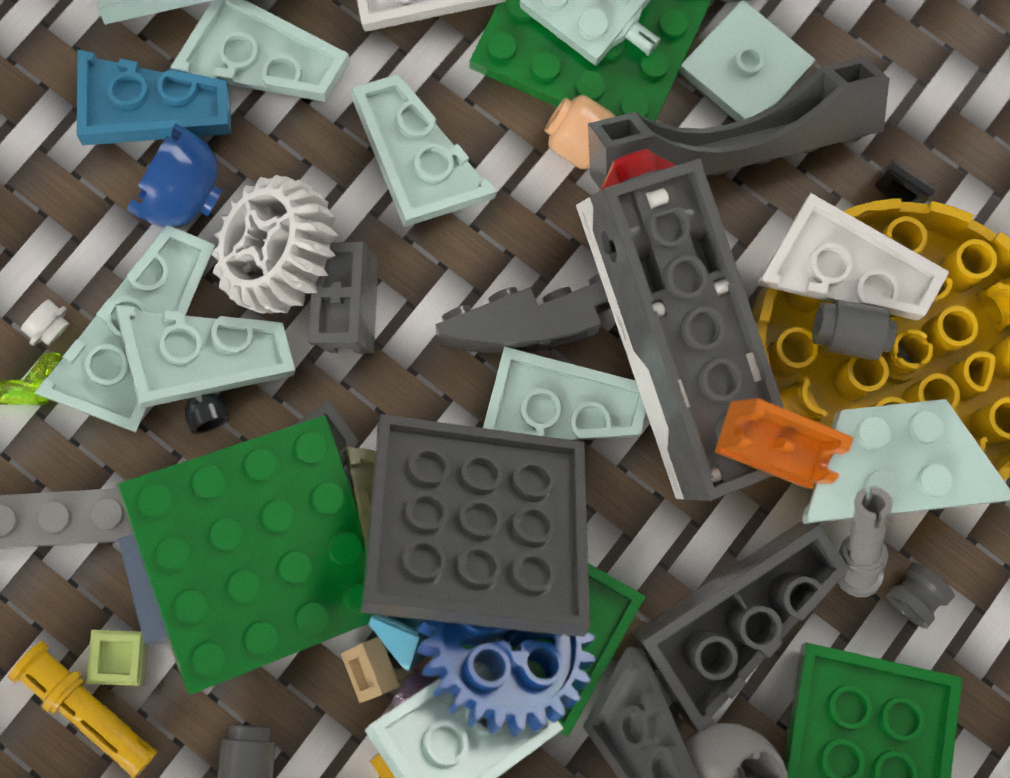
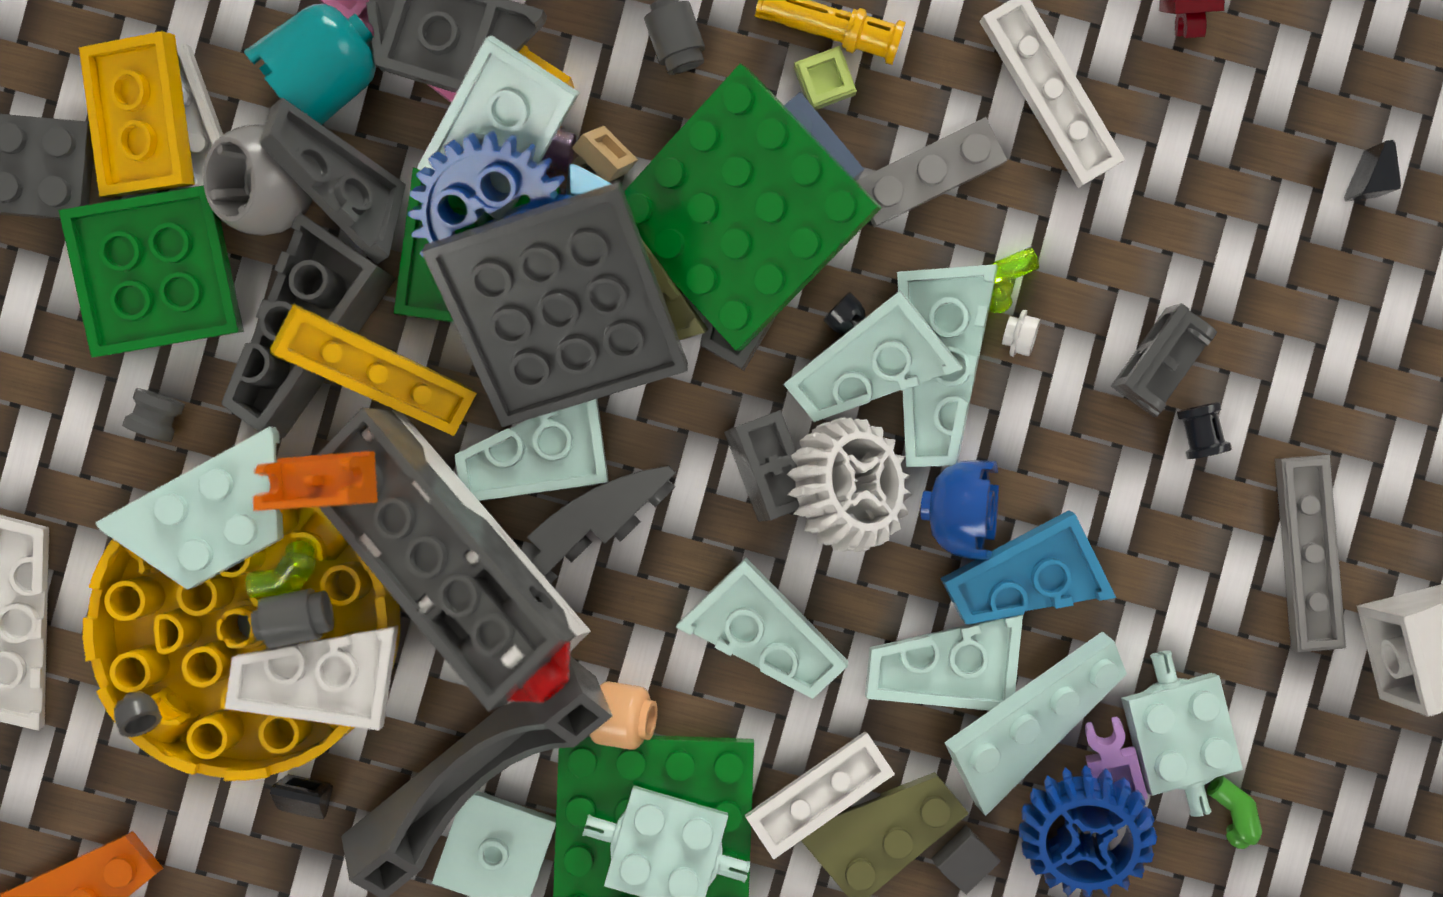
camera: 165 degrees right, 10 degrees up
(688, 542) = (372, 370): none -> yellow plate
(842, 373) = (289, 574): none -> clear neon green arm
(865, 547) = (214, 430): light grey pin -> none

